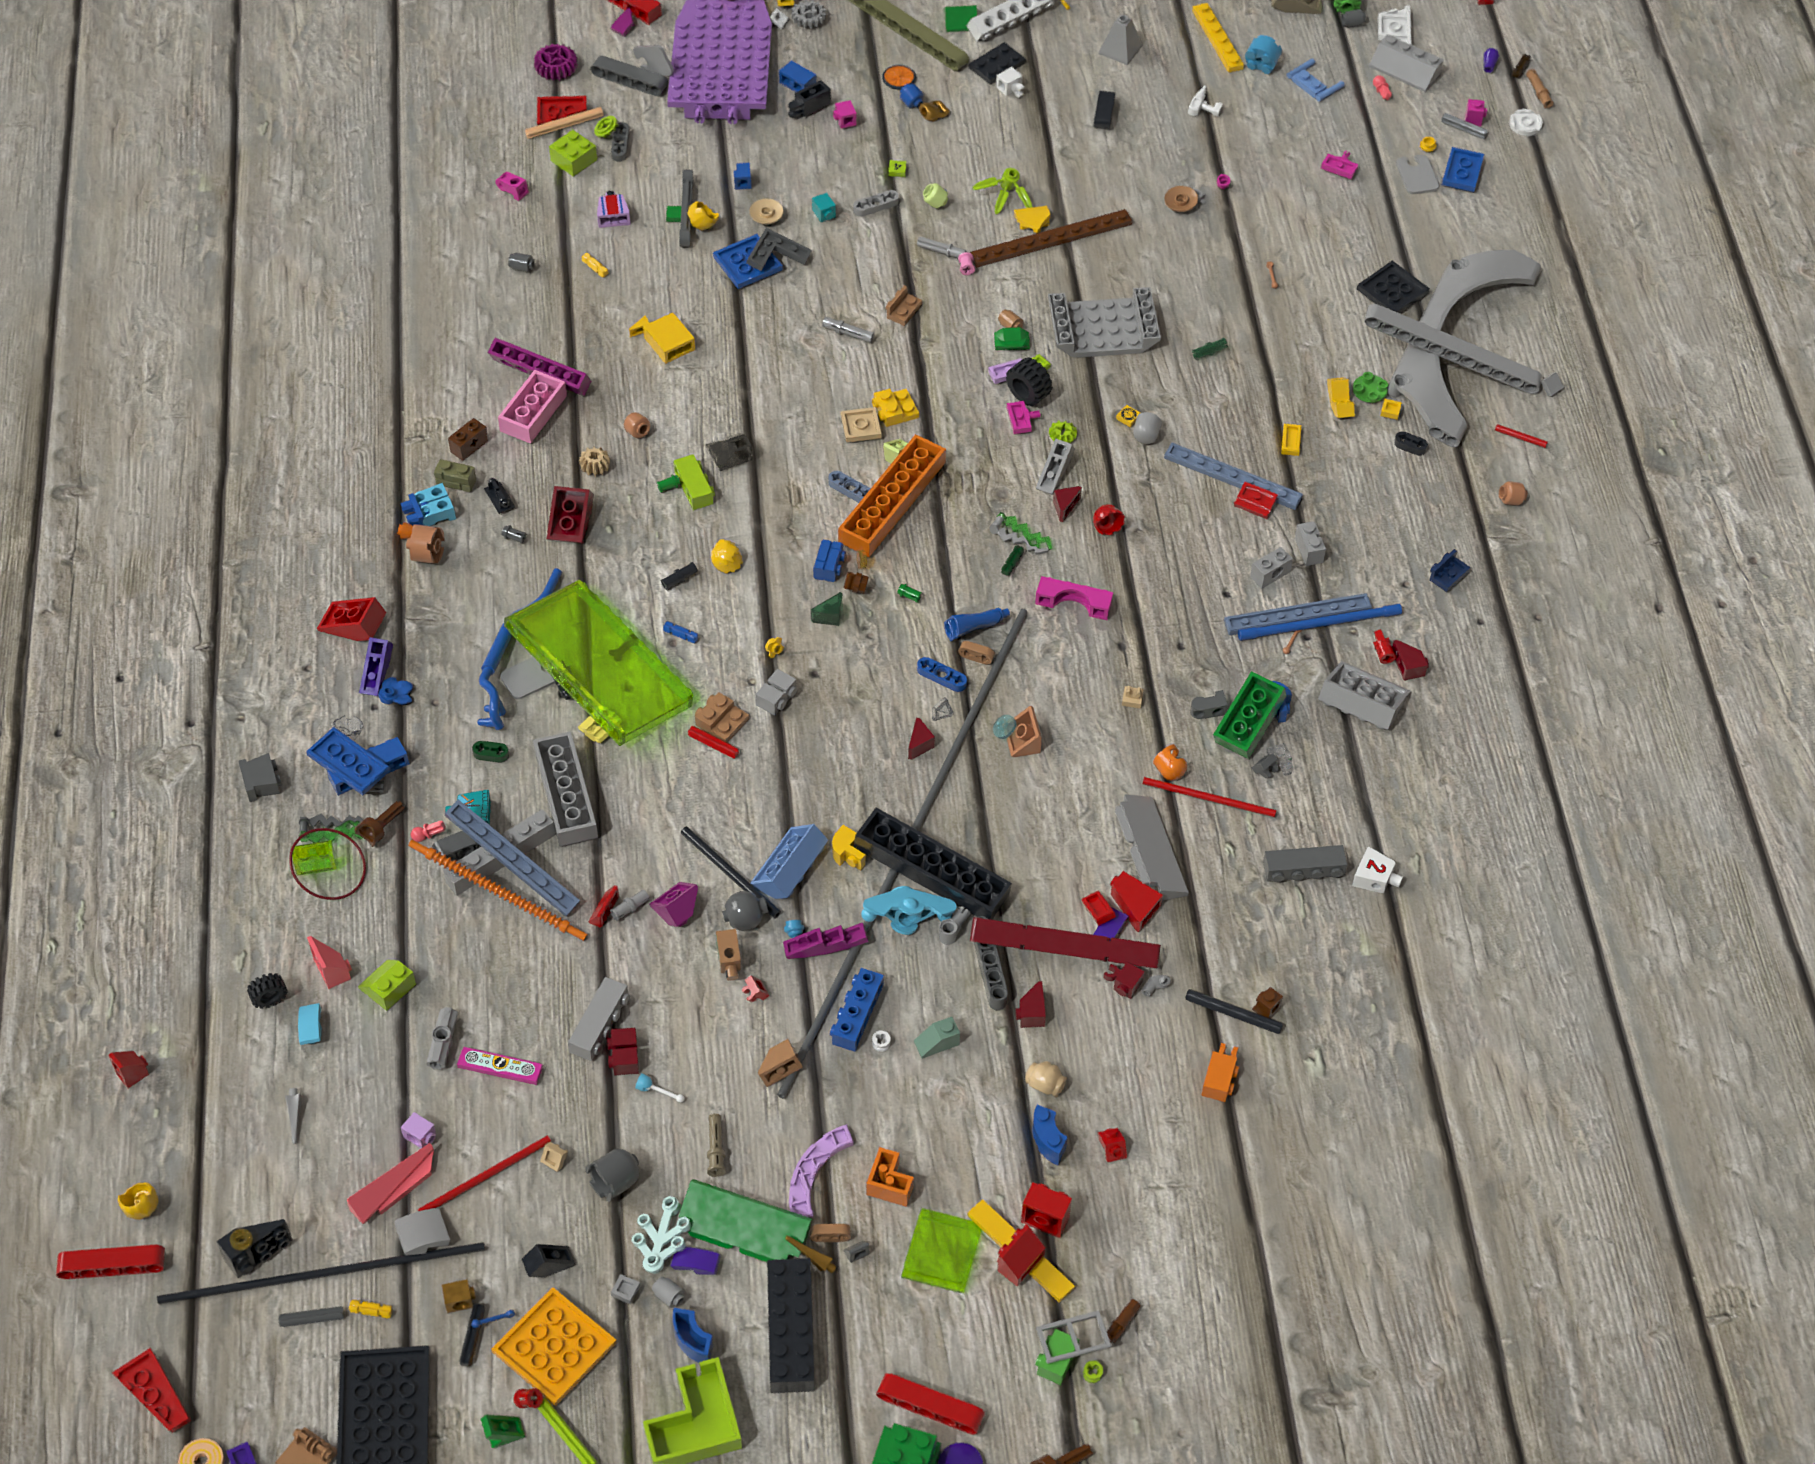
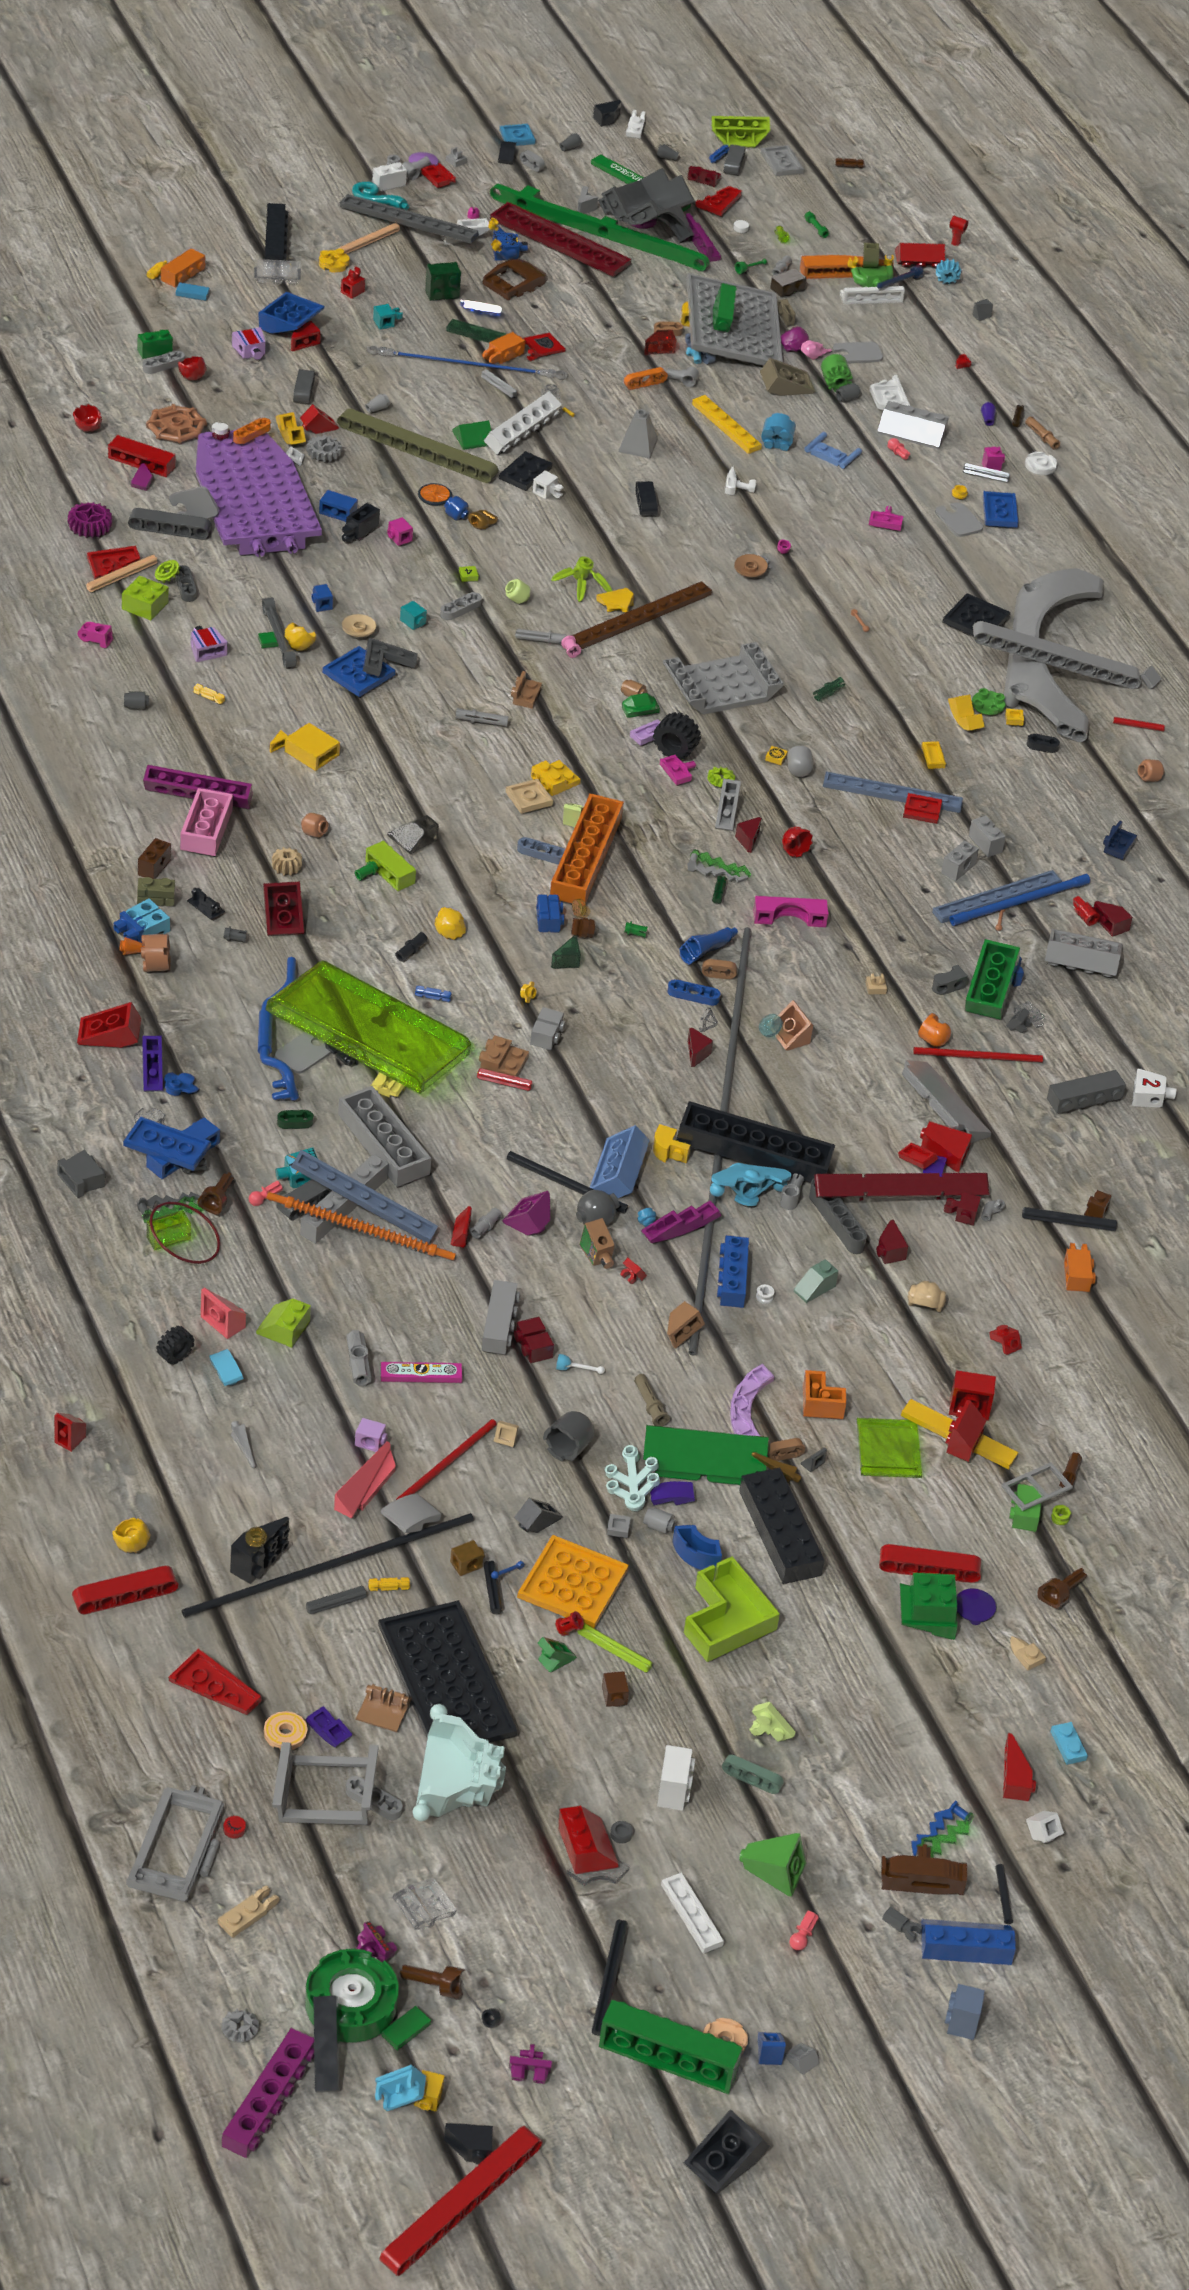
camera: 20 degrees left, 10 degrees down
(1047, 1136) = (947, 1339): blue brick -> none

